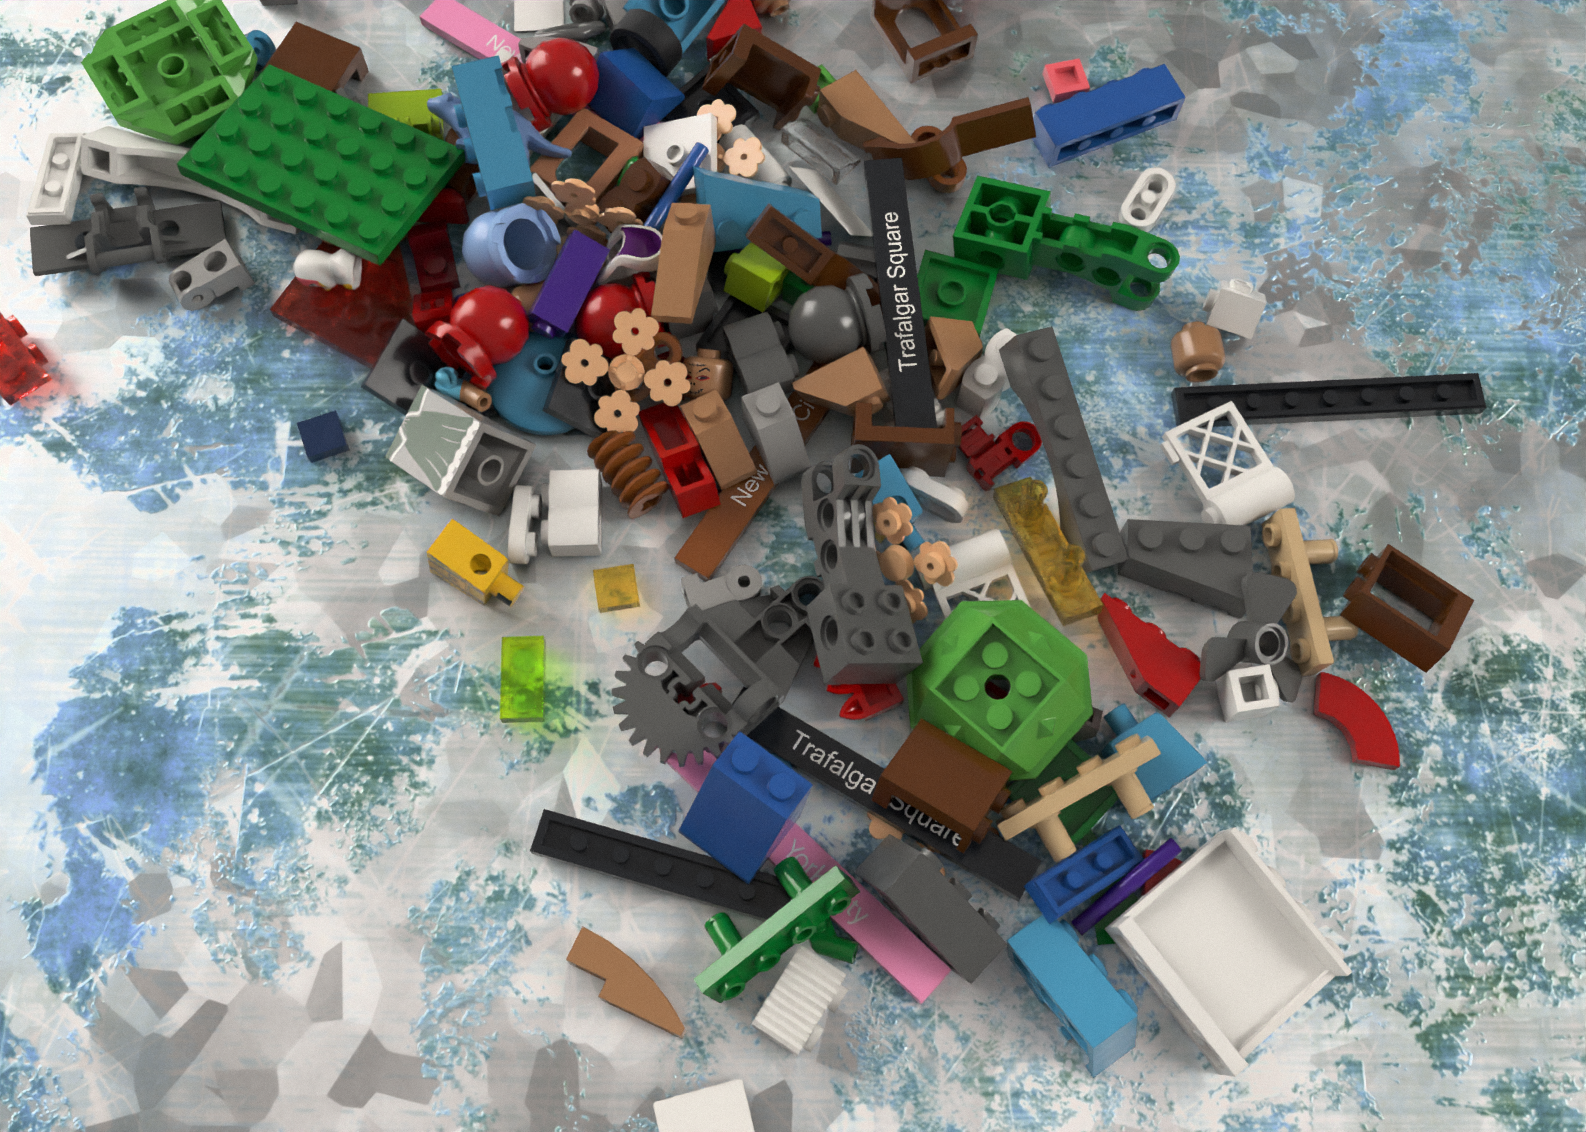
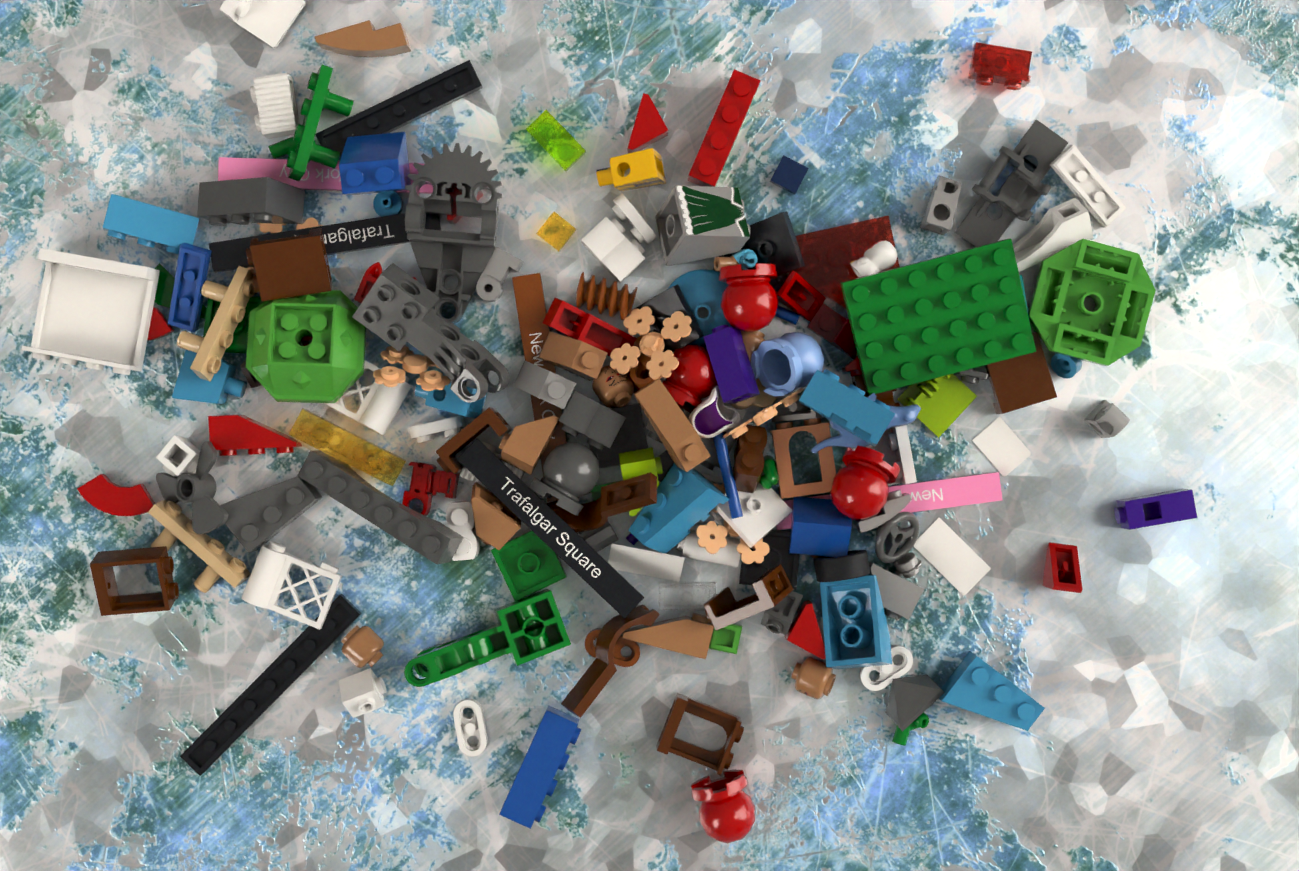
camera: 145 degrees right, 20 degrees up
(338, 530) = (723, 129): none -> red brick
(394, 41) = (1001, 446): none -> white sticker
(413, 606) = (647, 127): none -> red slope
(1065, 79) = (584, 772): coral plate -> none
(1126, 886) = (164, 304): dark purple bar -> none

